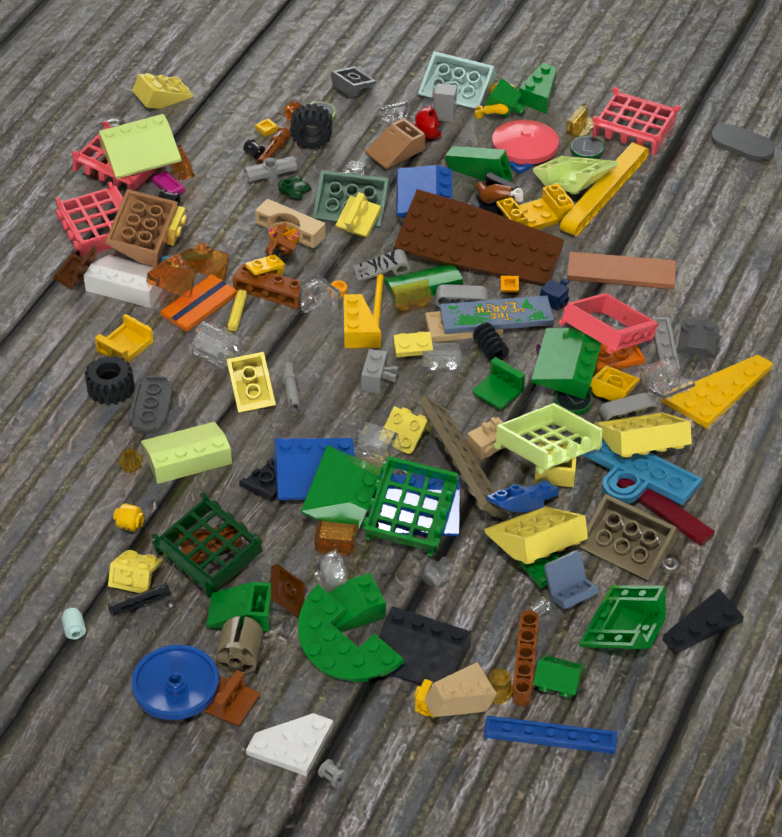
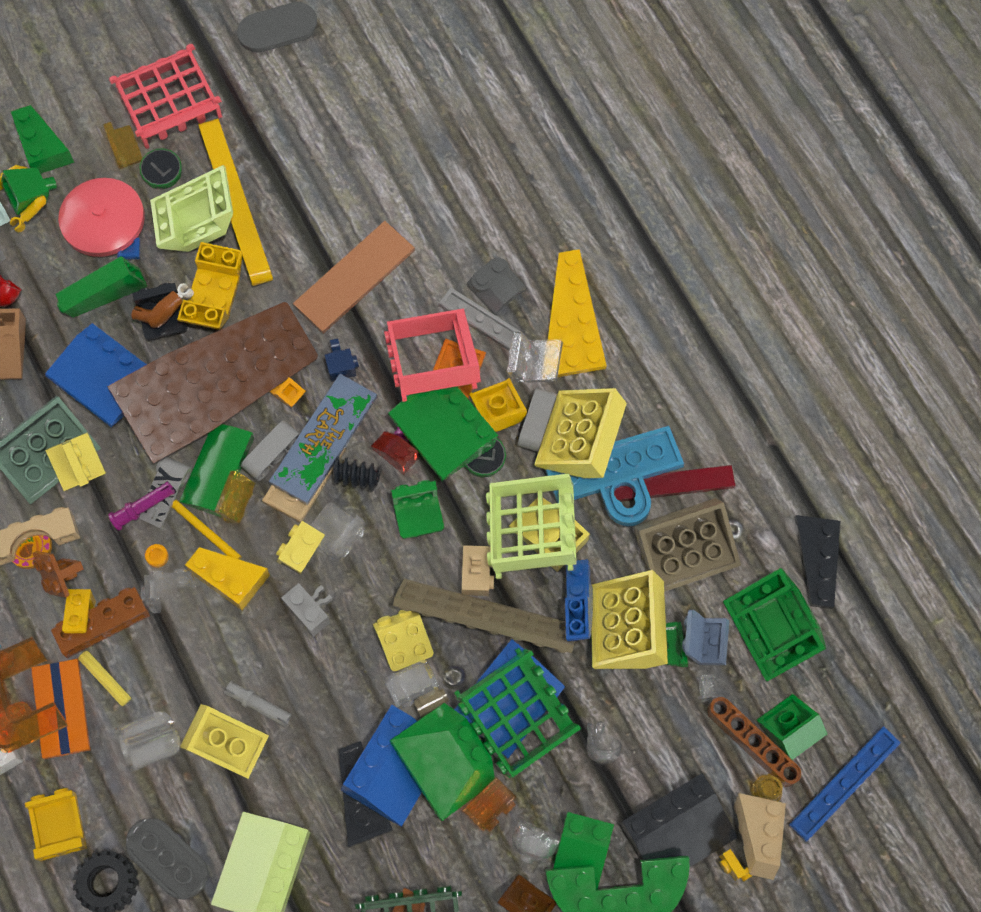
camera: 55 degrees left, 25 degrees up
(354, 257) = (133, 510): none -> magenta pin
(526, 356) = (395, 451): none -> clear red slope

